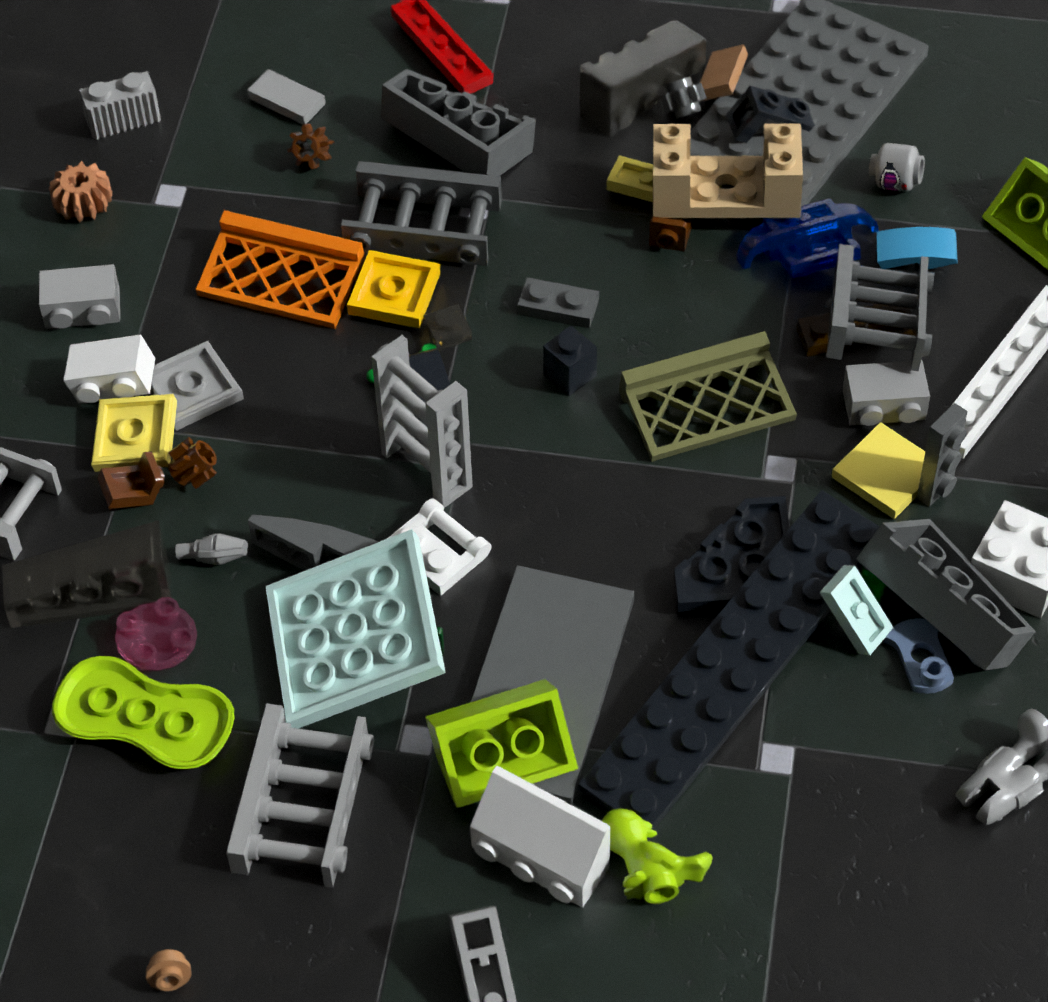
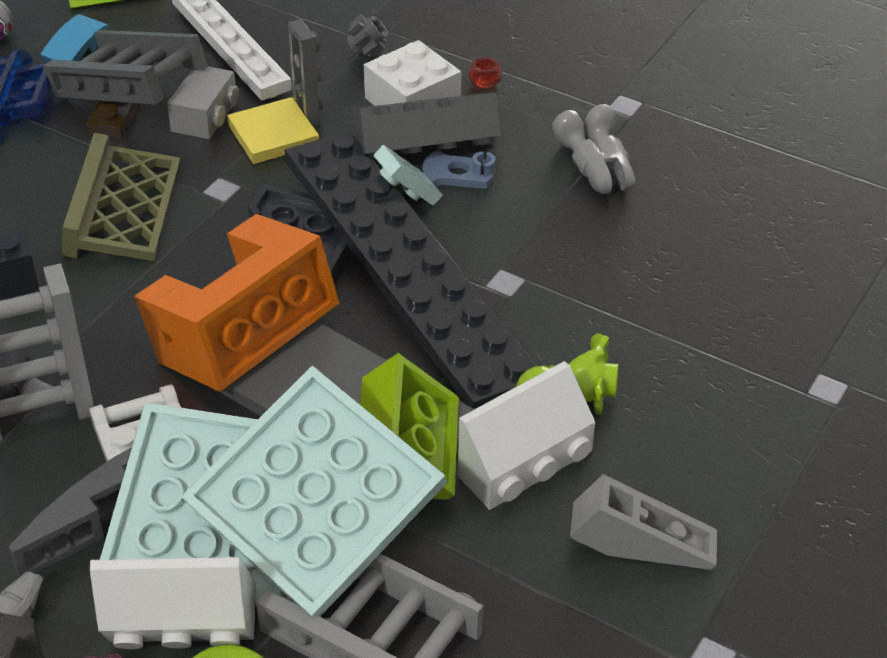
camera: 70 degrees left, 10 degrees down
(243, 648) = (173, 601): none -> white slope
(372, 690) = (314, 491): none -> light aqua plate
(582, 557) = (247, 312): none -> orange piece

